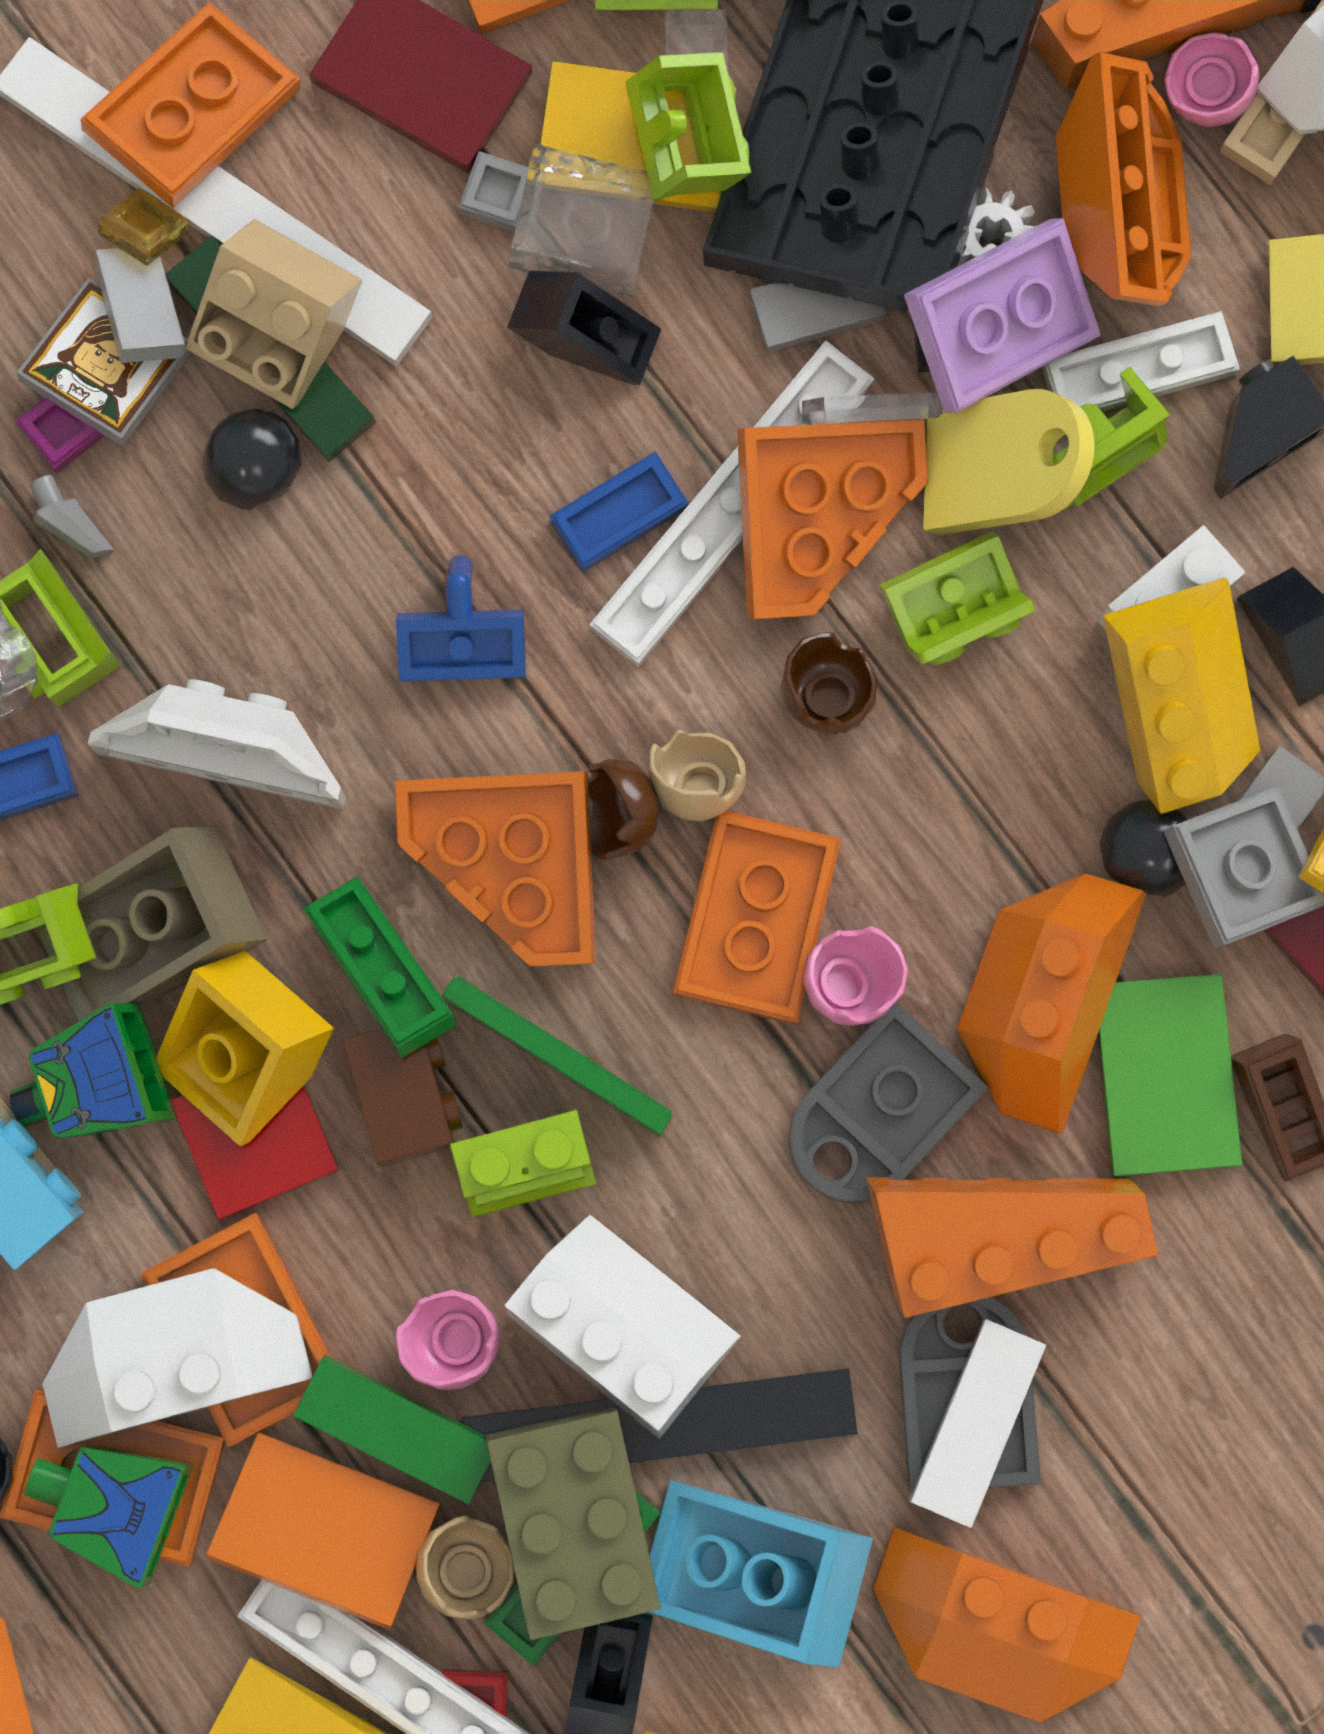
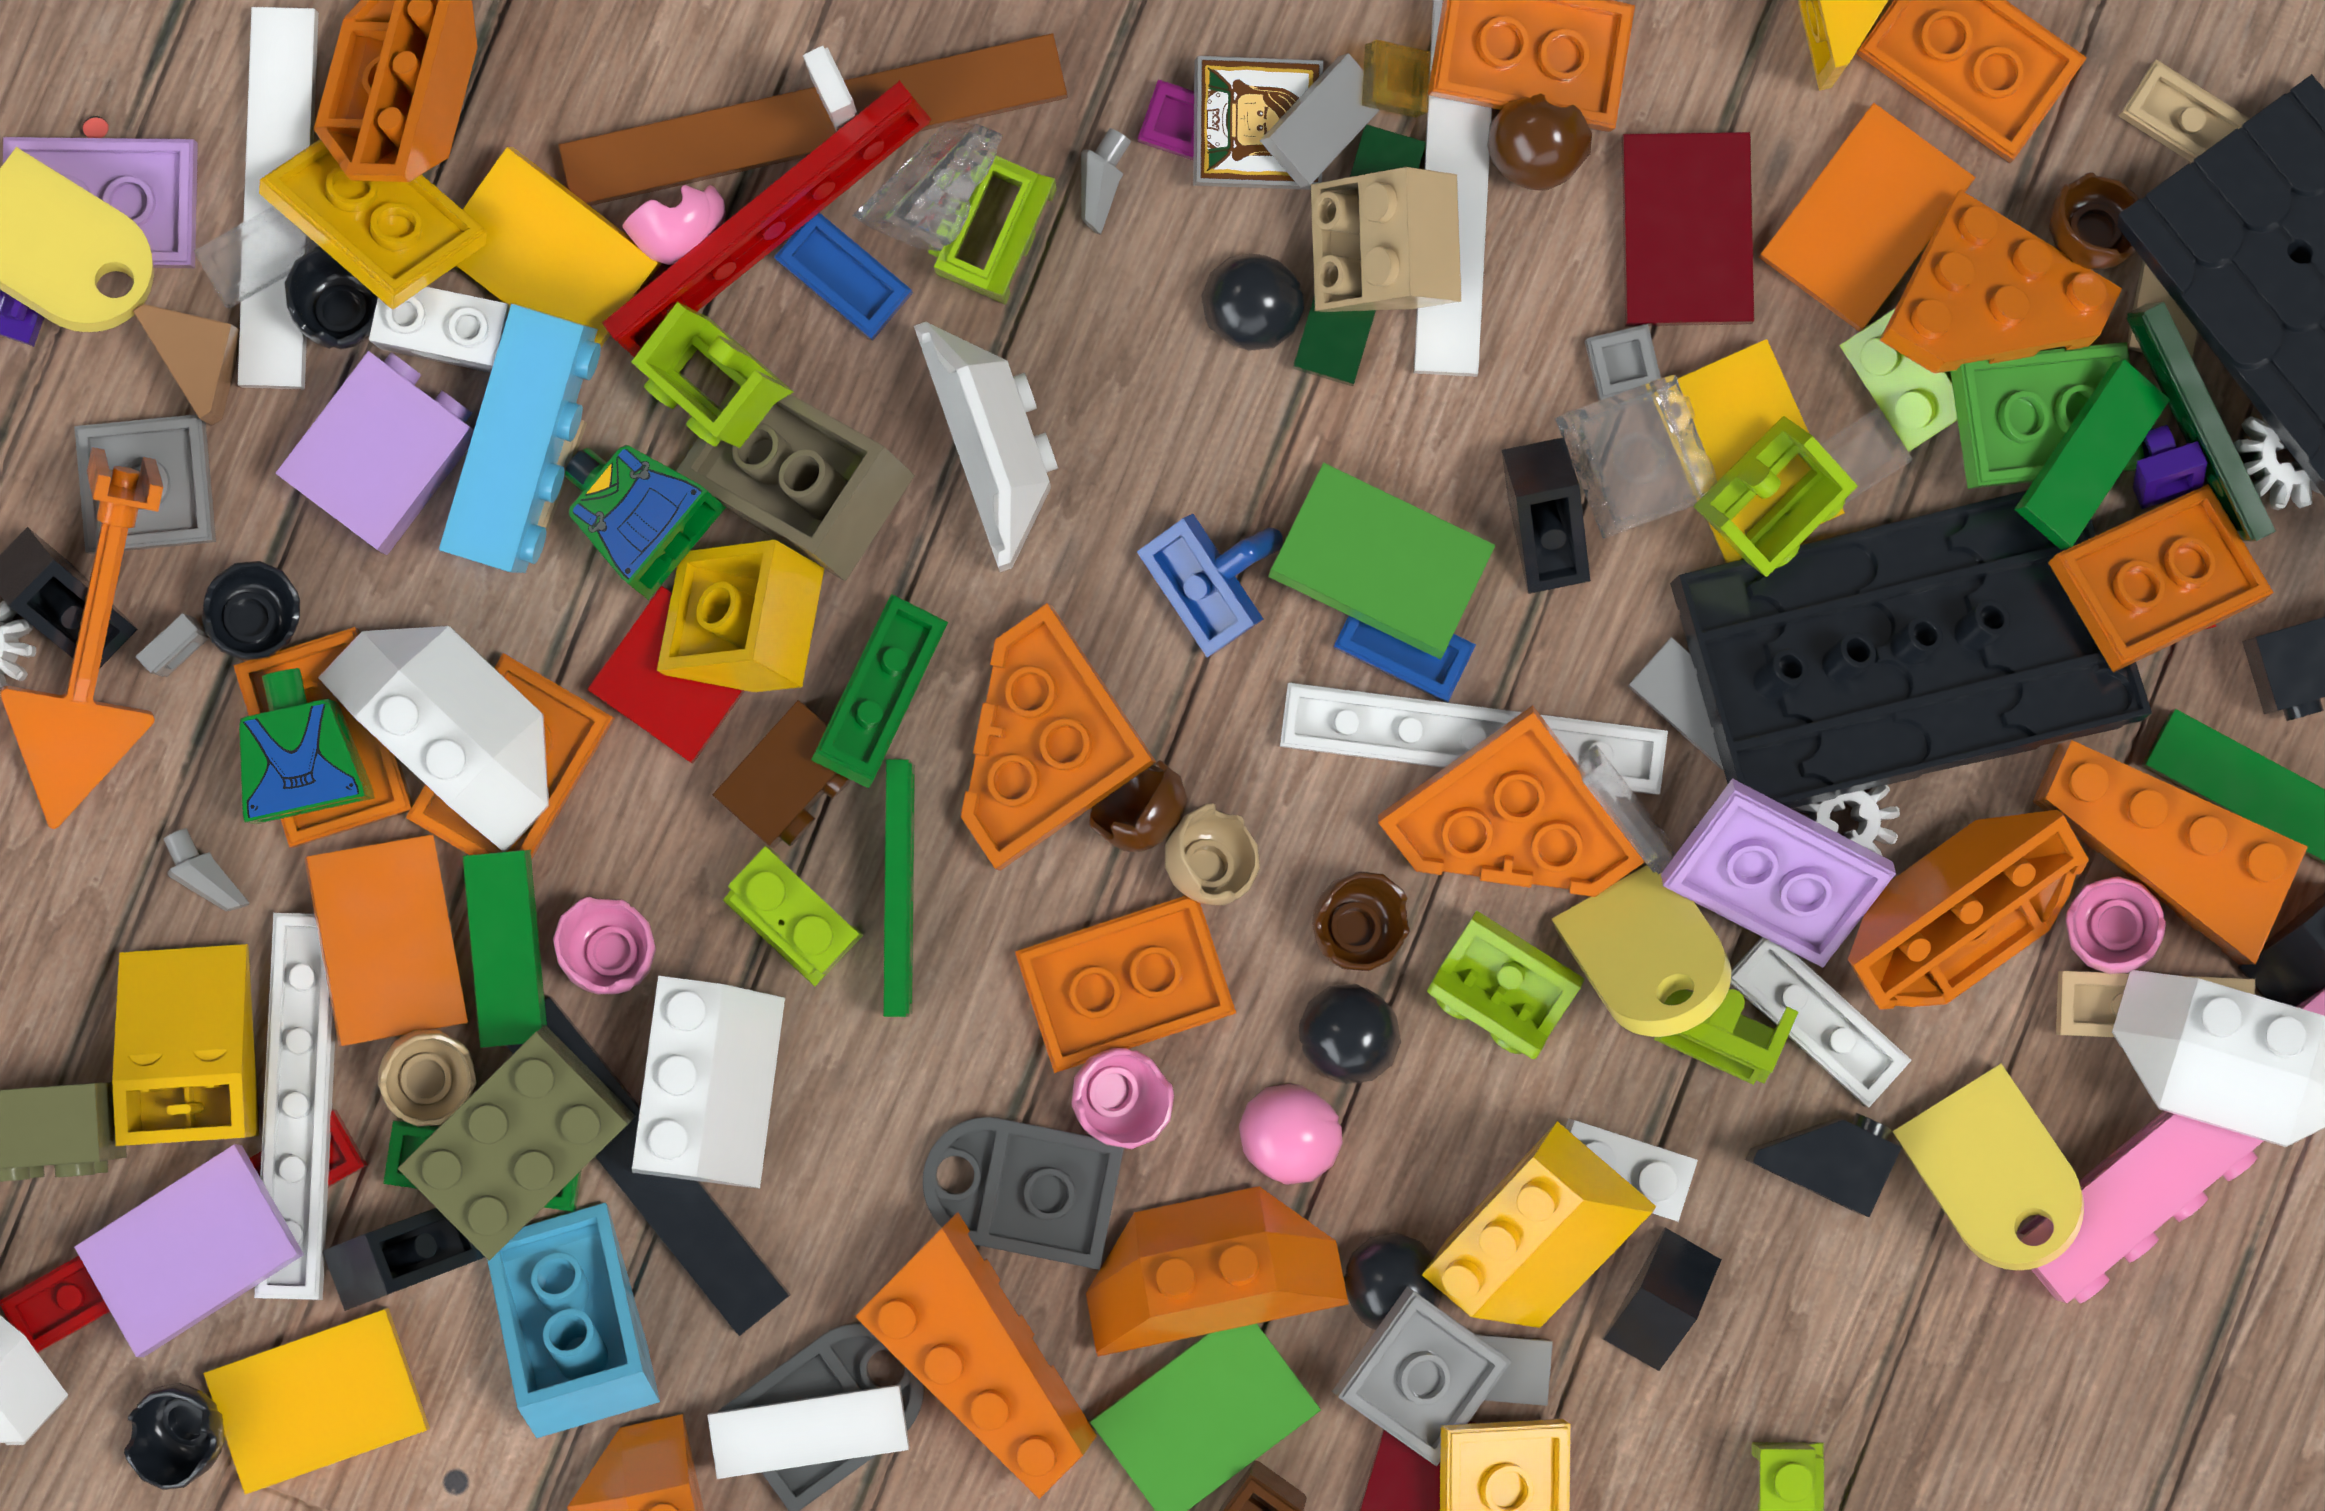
camera: 65 degrees right, 5 degrees up
(162, 1659) = (201, 873): none -> light grey bar
(271, 142) = (1538, 142): none -> reddish brown hair
(536, 483) = (1381, 561): none -> bright green tile
(916, 755) = (1349, 1033): none -> black hair
(970, 856) = (1290, 1134): none -> bright pink hair

